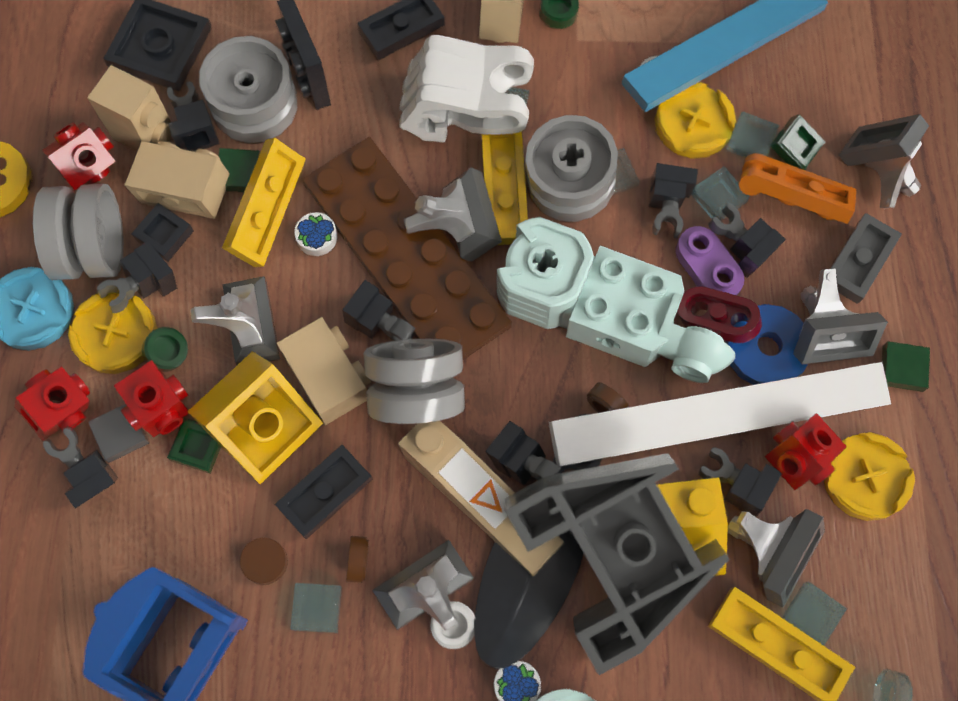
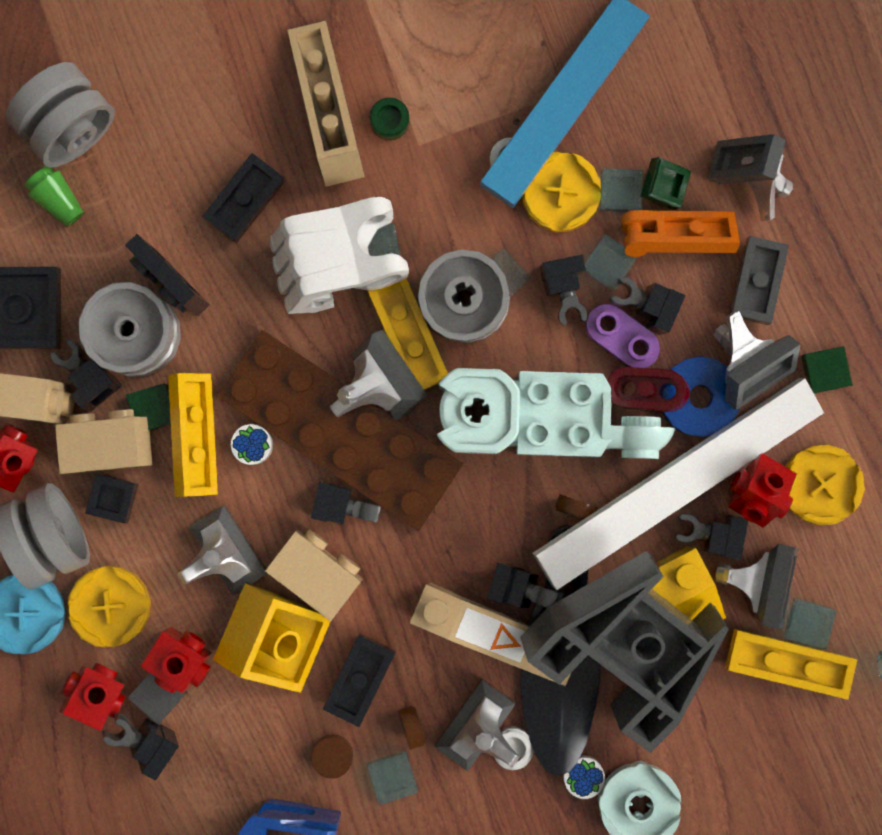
camera: 20 degrees left, 15 degrees up
(144, 274) = (114, 545): black piece -> none
(165, 348) = (164, 607): dark green tile -> none
(194, 447) = (227, 685): dark green tile -> none
(414, 380) = (402, 562): light grey wheel -> none

